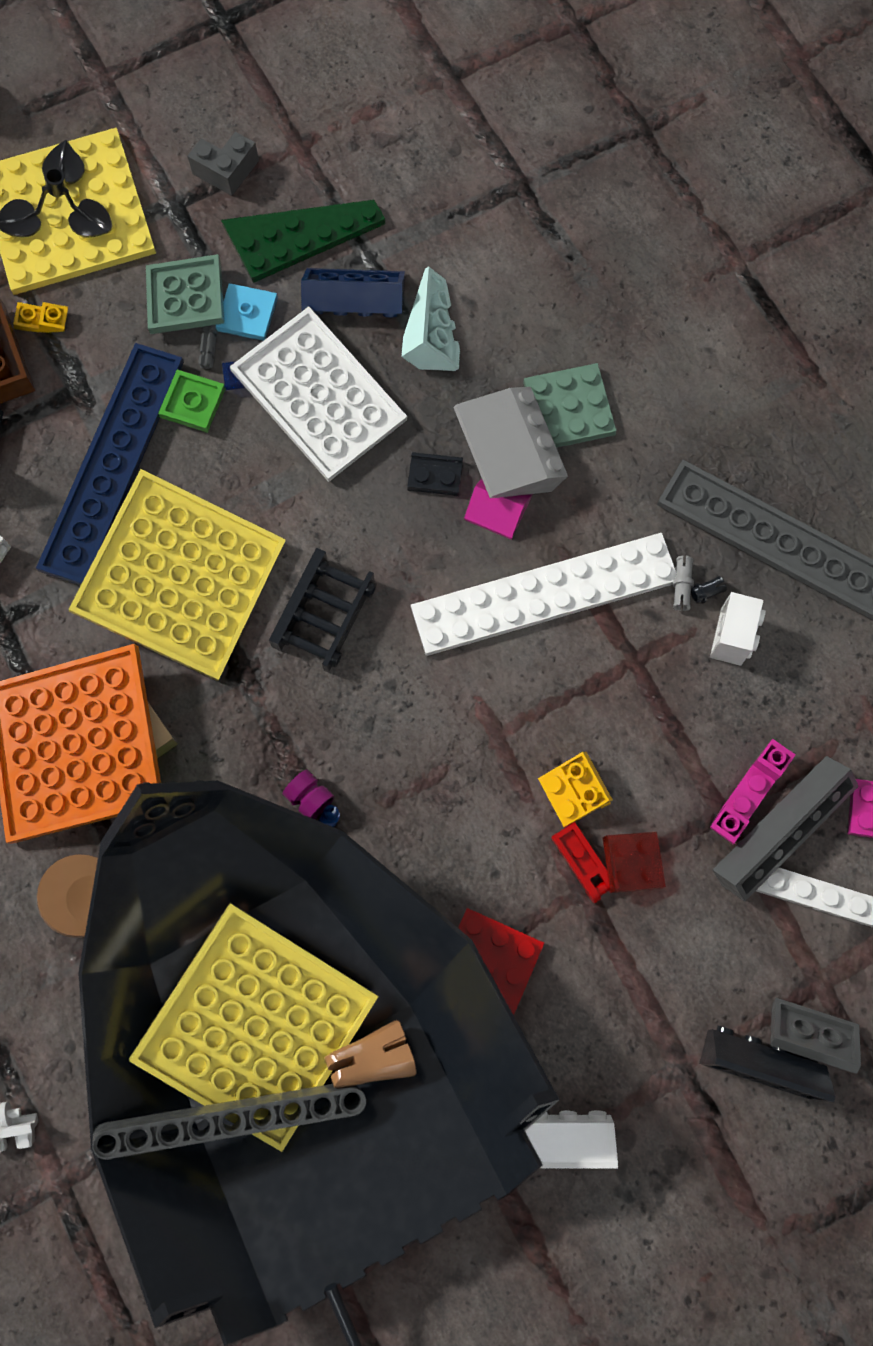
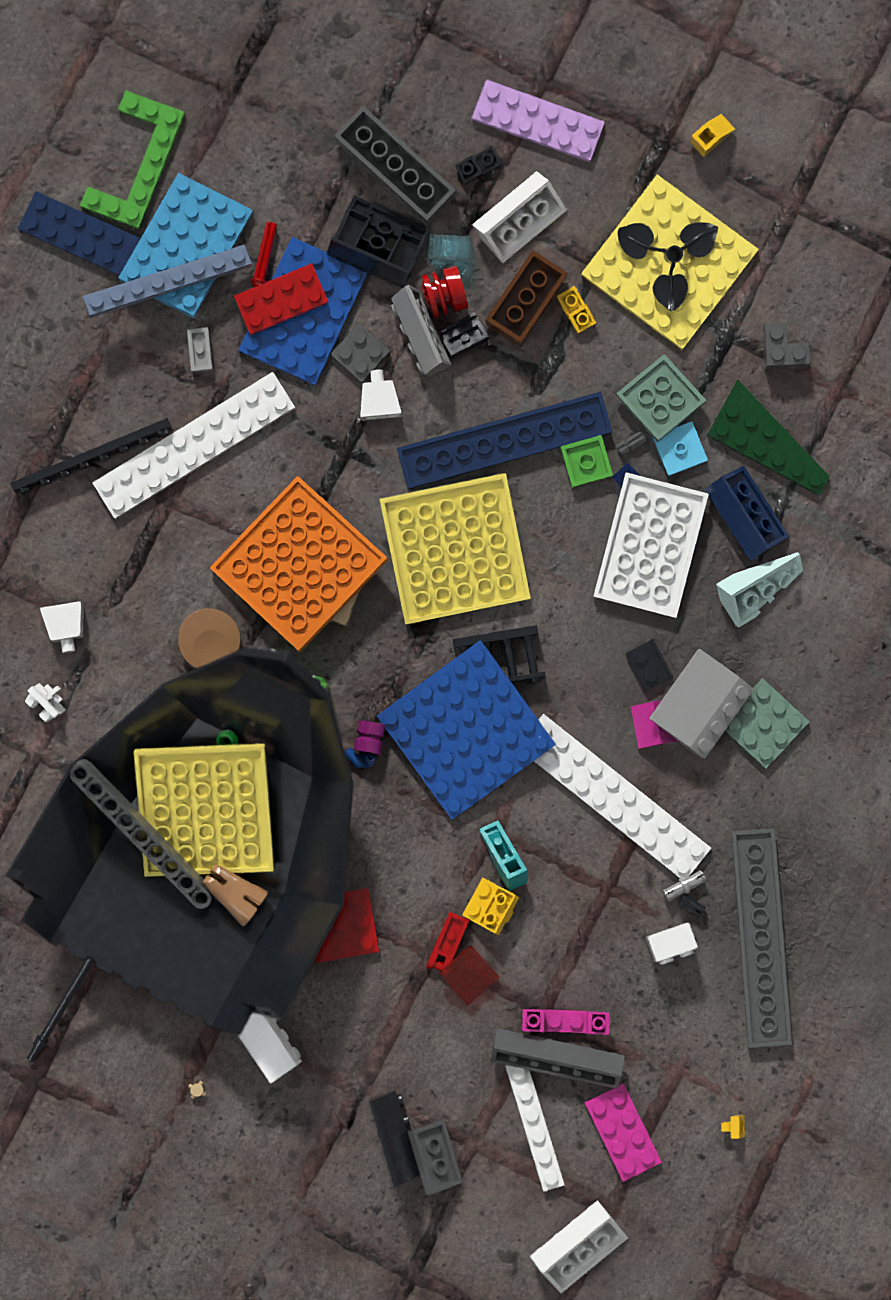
camera: 60 degrees right, 10 degrees up
(194, 937) = (227, 733): none -> green plate
(371, 690) = (466, 729): none -> blue plate
(532, 740) = (504, 856): none -> teal slope
(565, 1262) = (197, 1089): none -> tan piece

